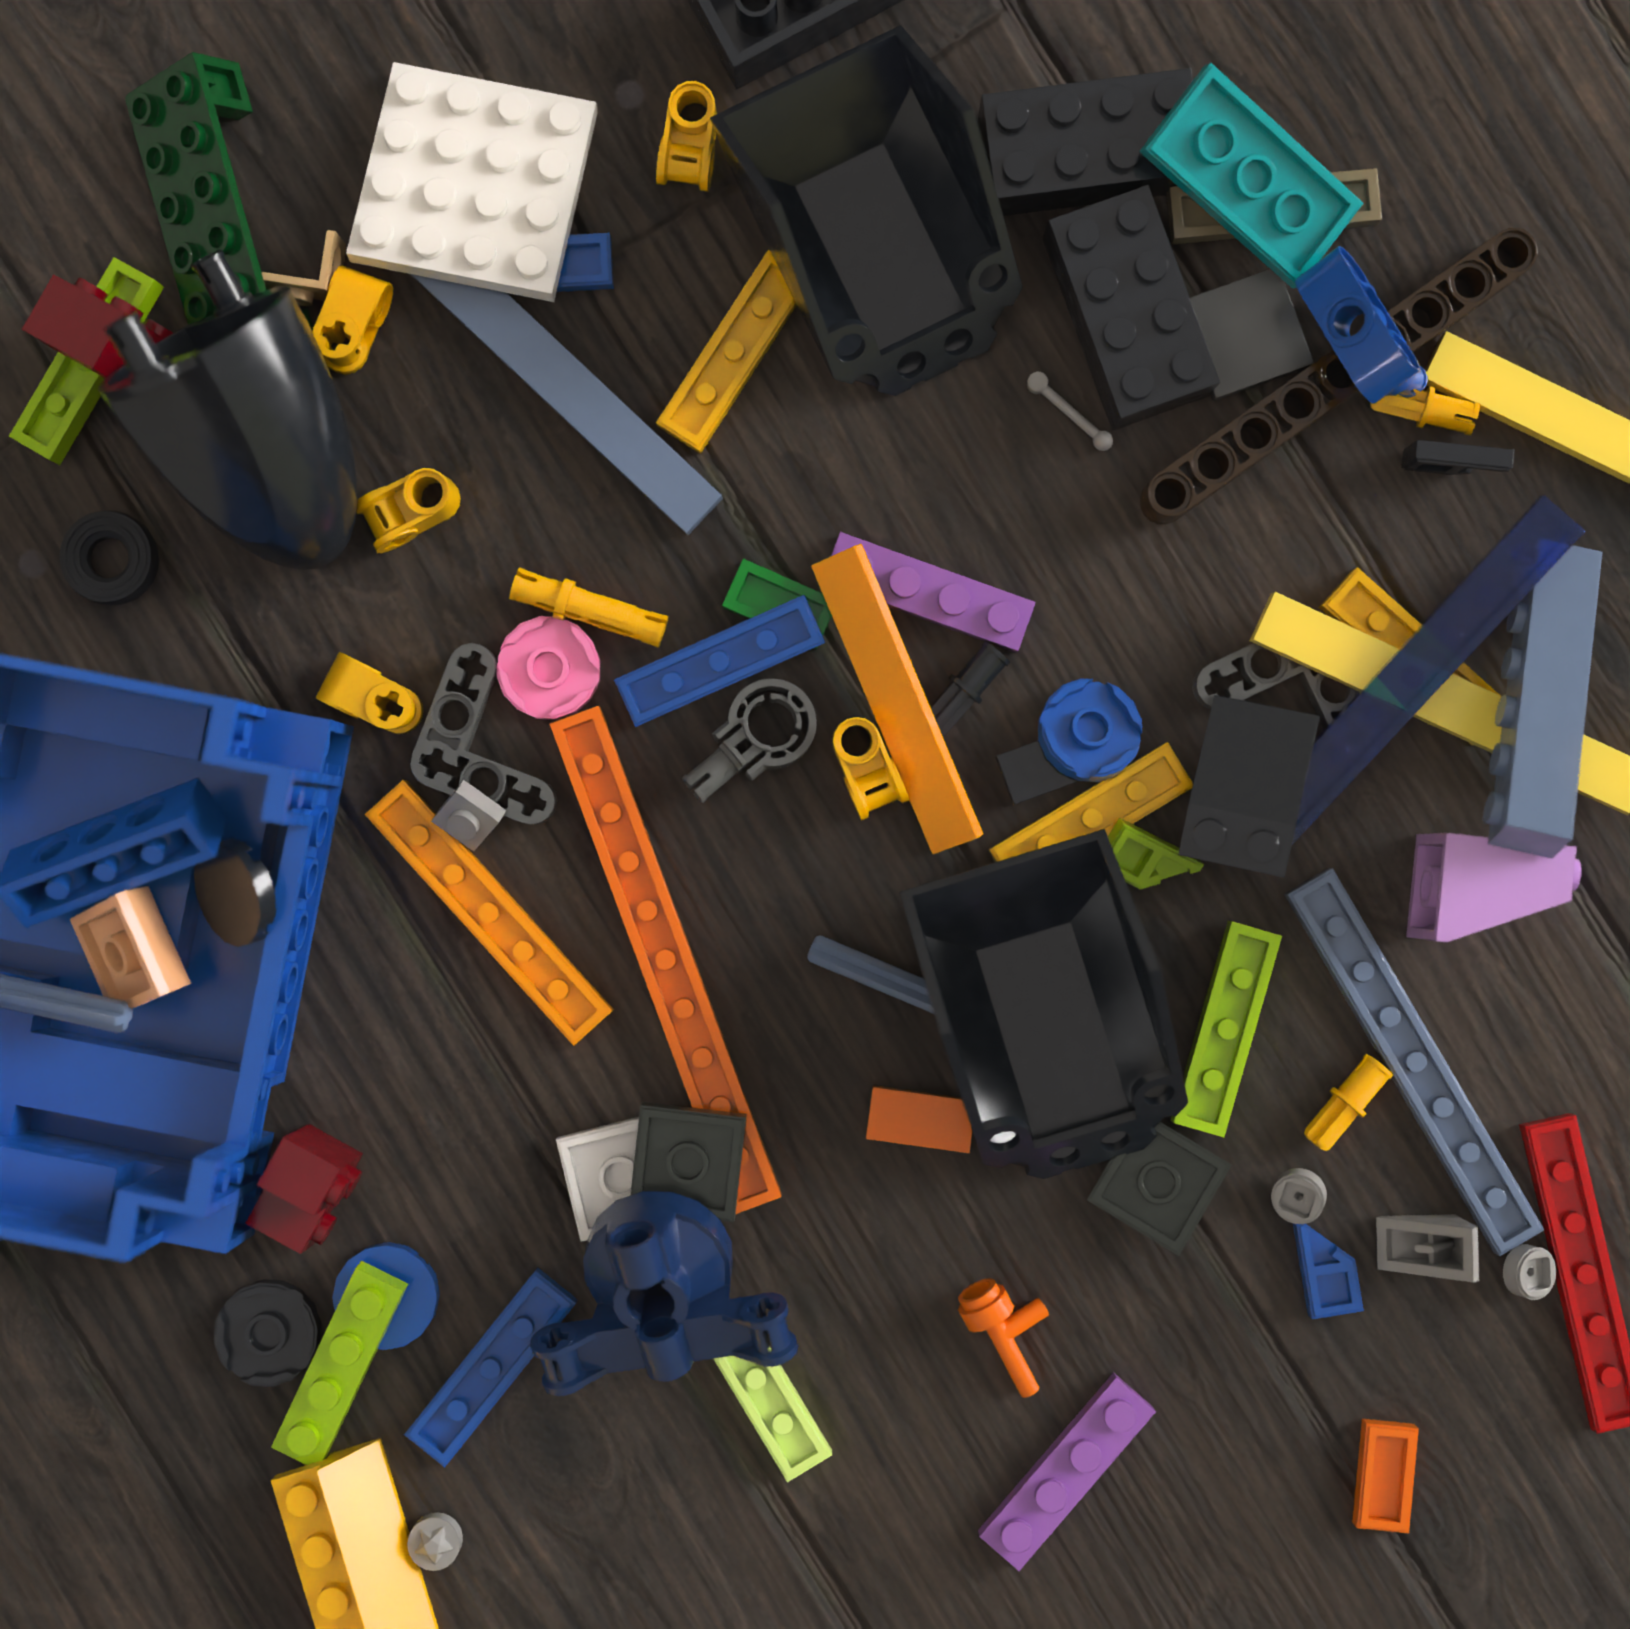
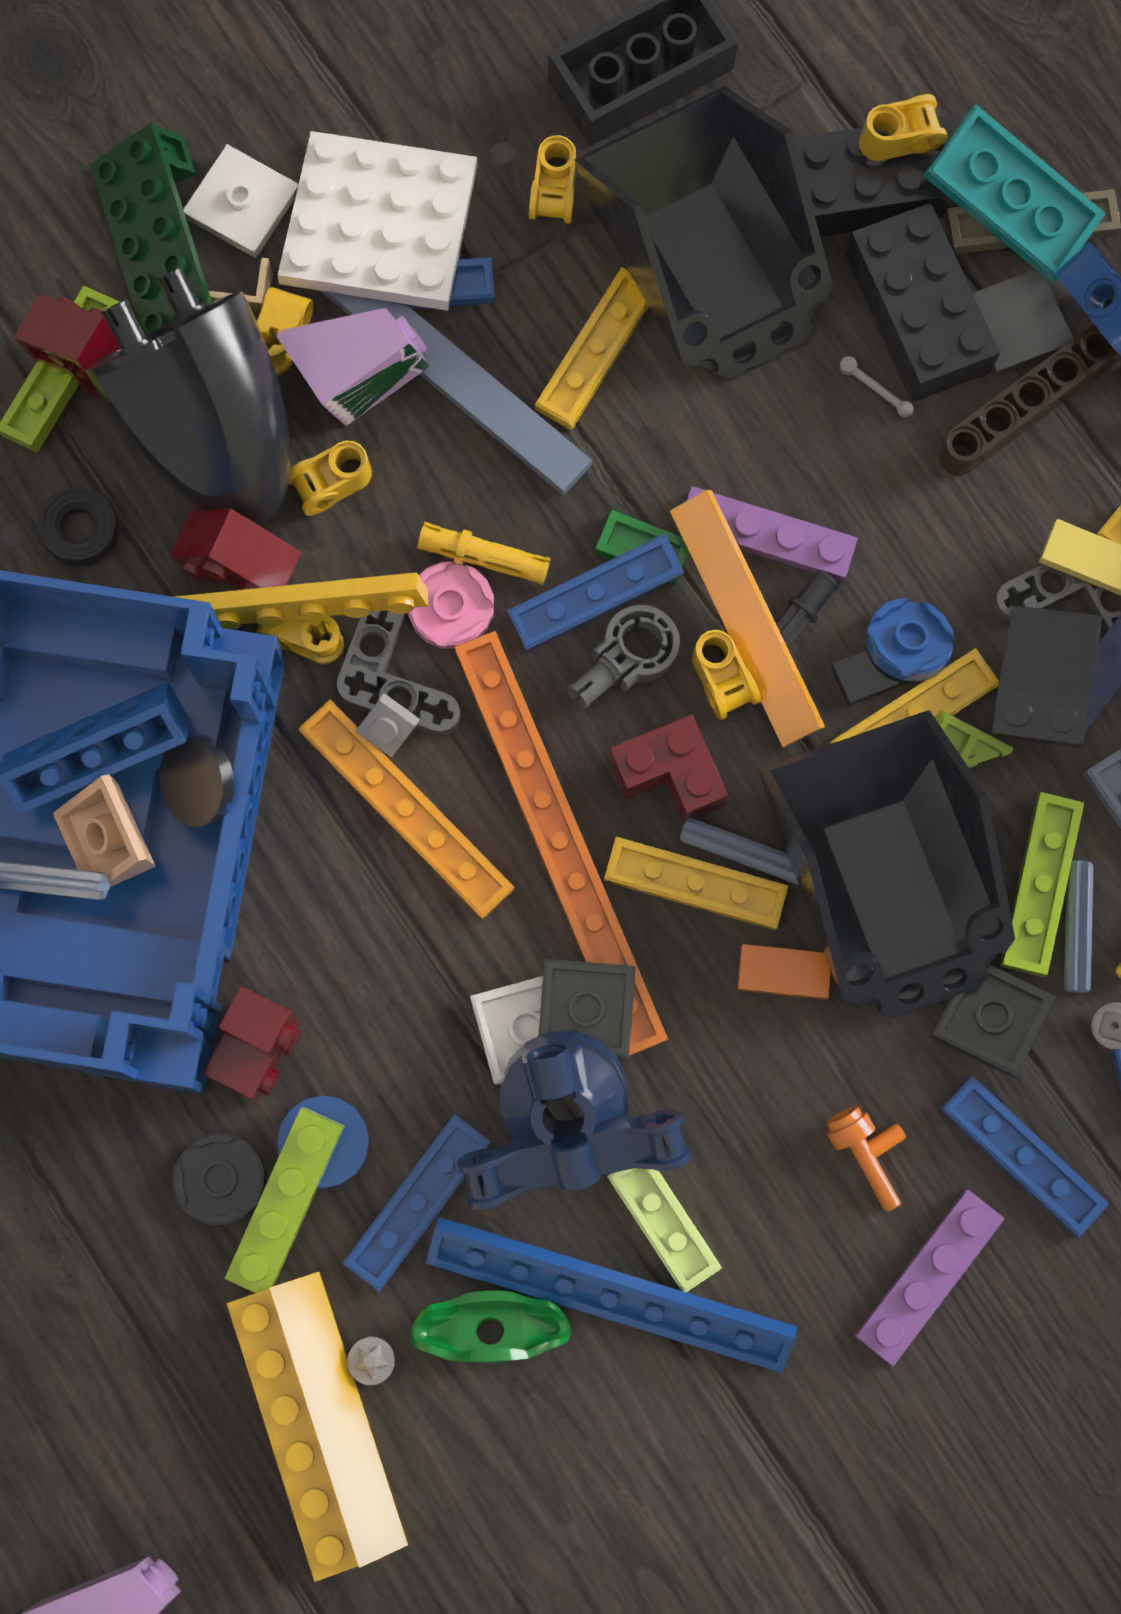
camera: 10 degrees left, 10 degrees down
(280, 600) = (233, 548): none -> dark red brick
(307, 150) = (241, 201): none -> white plate
(326, 675) = (317, 600): none -> yellow plate
(434, 370) = (356, 359): none -> lavender slope
(524, 1513) = (528, 1325): none -> green piece
(705, 1482) = (611, 1295): none -> blue plate
(802, 864) = (674, 757): none -> dark red brick
(823, 1011) = (696, 883): none -> yellow tile
(1128, 87) = (910, 128): none -> yellow piece
(1183, 1339) = (1024, 1156): none -> blue tile
(1265, 1080) = (1078, 928): none -> sand blue axle

